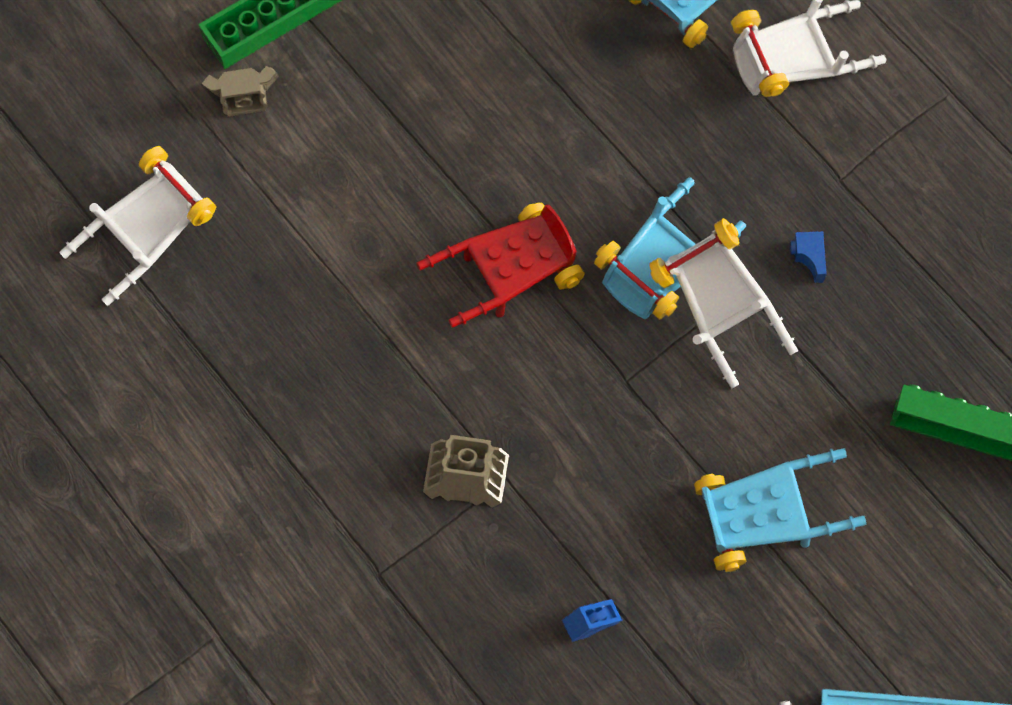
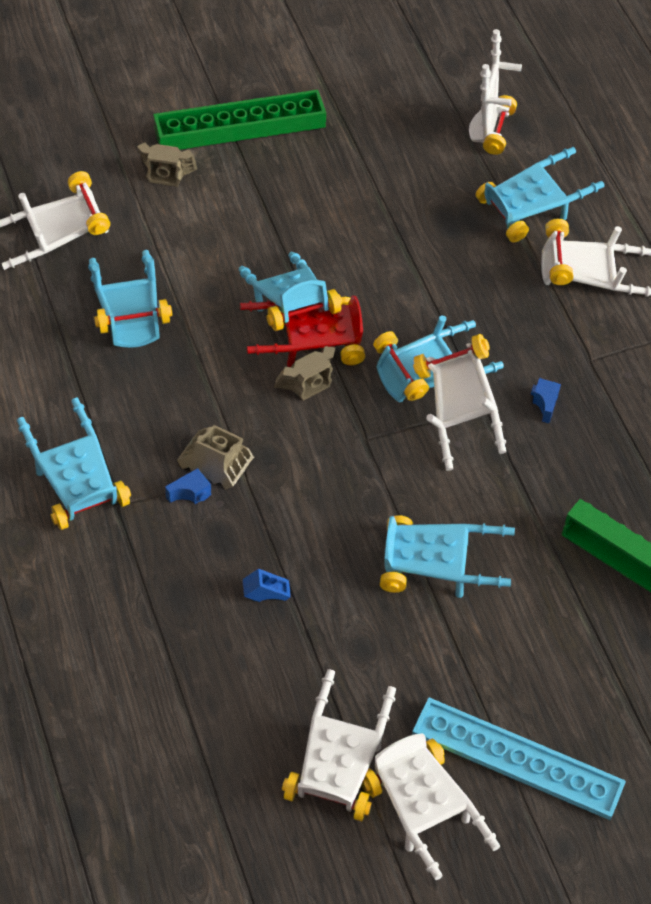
camera: 15 degrees right, 15 degrees down
(283, 305) = (130, 307): none -> medium azure piece
(318, 556) = (76, 472): none -> medium azure piece
(456, 521) = (189, 487): none -> blue arch
(471, 225) = (292, 292): none -> medium azure piece
(529, 323) = (308, 374): none -> dark tan slope

